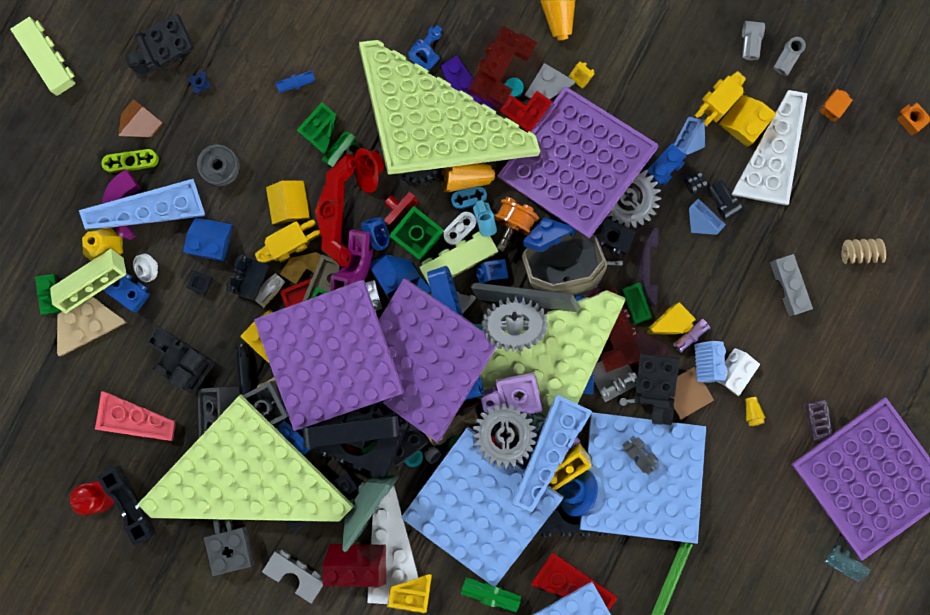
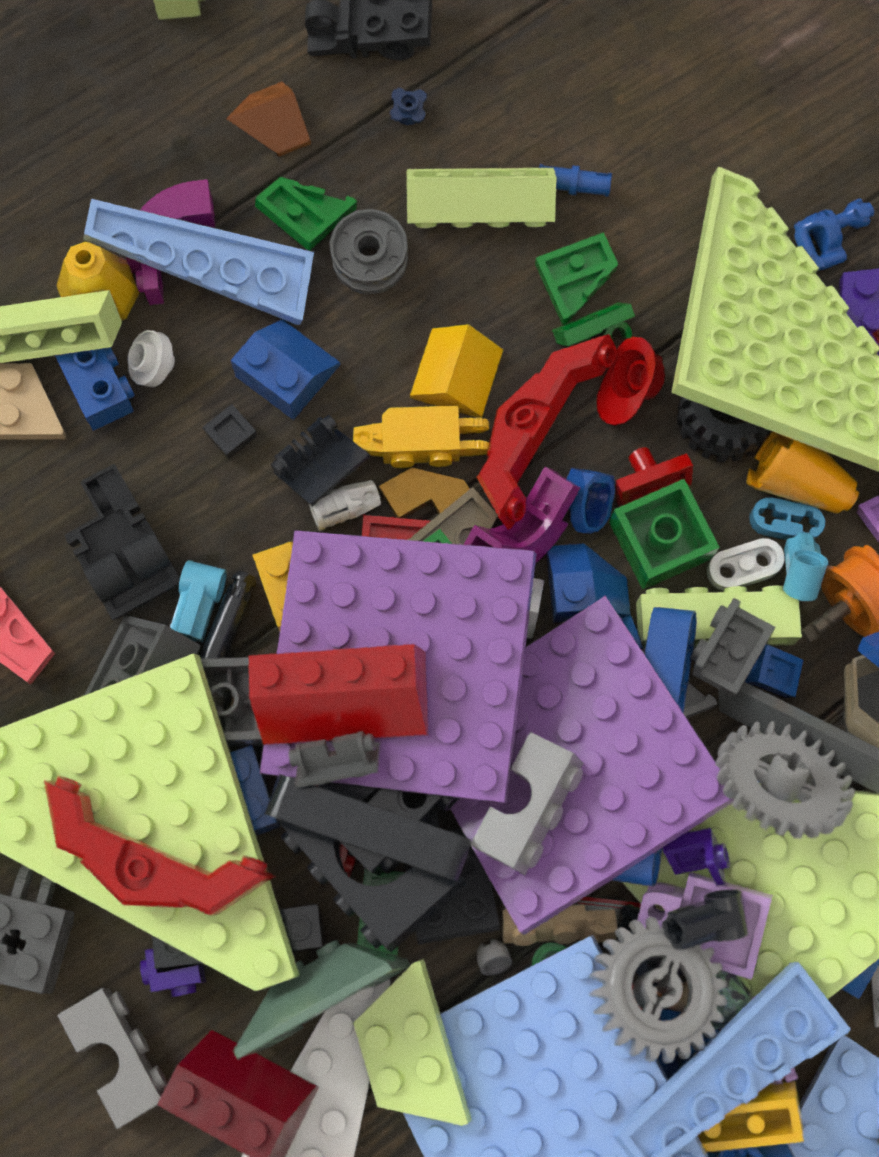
camera: 25 degrees right, 10 degrees down
(136, 166) = (214, 161): lime beam -> none
(177, 160) = (303, 210): none -> green wing
(225, 363) = (199, 591): none -> medium azure piece
(256, 113) = (481, 196): none -> yellowish green brick
(263, 498) = (139, 872): none -> red helmet
(305, 532) = (180, 981): none -> dark purple bracket
(310, 383) = (339, 693): none -> red slope
(328, 408) = (353, 757): none -> dark grey hinge
(415, 459) = (456, 949): teal tile -> none
(416, 511) = (410, 1051): none -> yellowish green wing
(417, 372) = (518, 837): none -> light grey arch
(469, 273) = (731, 649): none -> dark grey bracket
(494, 370) = (697, 852): none -> dark purple bracket
(515, 394) = (715, 919): none -> black piece

